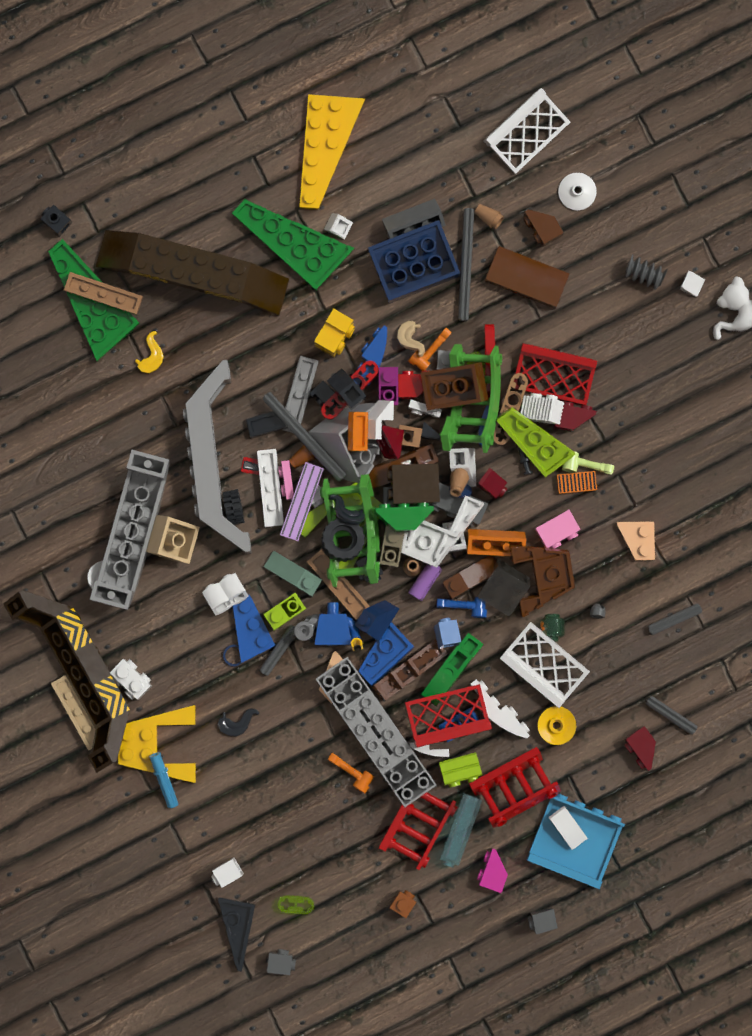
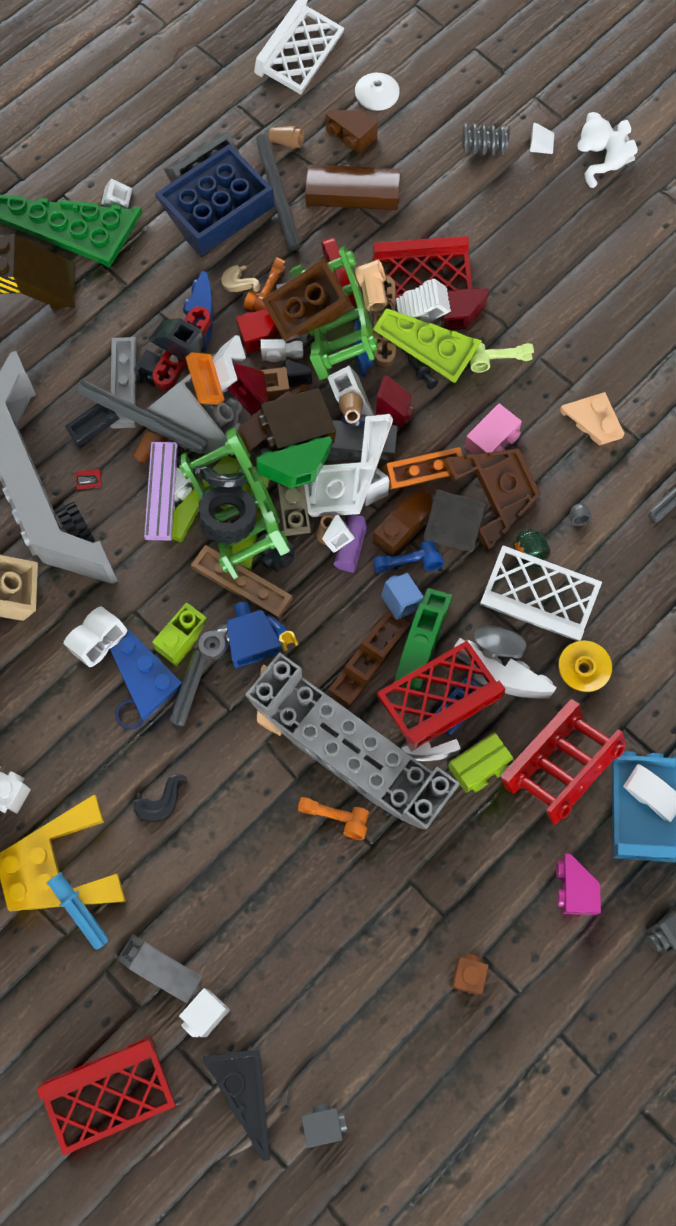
camera: 15 degrees left, 15 degrees down
(154, 883) = (90, 1074): none -> red fence
(206, 834) = (160, 969): none -> flat silver slope
(270, 488) = (118, 494): white plate -> none
(287, 488) = (132, 470): bright pink plate -> none
(293, 573) = (180, 586): sand green slope -> none
(296, 909) = (319, 1037): clear neon green beam -> none
(326, 135) = (75, 117): yellow wing -> none
(334, 332) = (144, 295): yellow brick -> none
(376, 619) = (303, 608): dark blue slope -> none
(385, 654) = (330, 646): blue wing -> none
(388, 384) = (226, 326): magenta slope -> none
(399, 825) = (425, 866): red fence -> none
(417, 576) = (337, 534): none -> white slope
(460, 830) = (511, 841): clear light blue slope -> none
(503, 689) = (499, 642): none -> dark grey dish
(509, 377) = (371, 278): none -> light nougat piece
(576, 482) = (494, 378): tile -> none

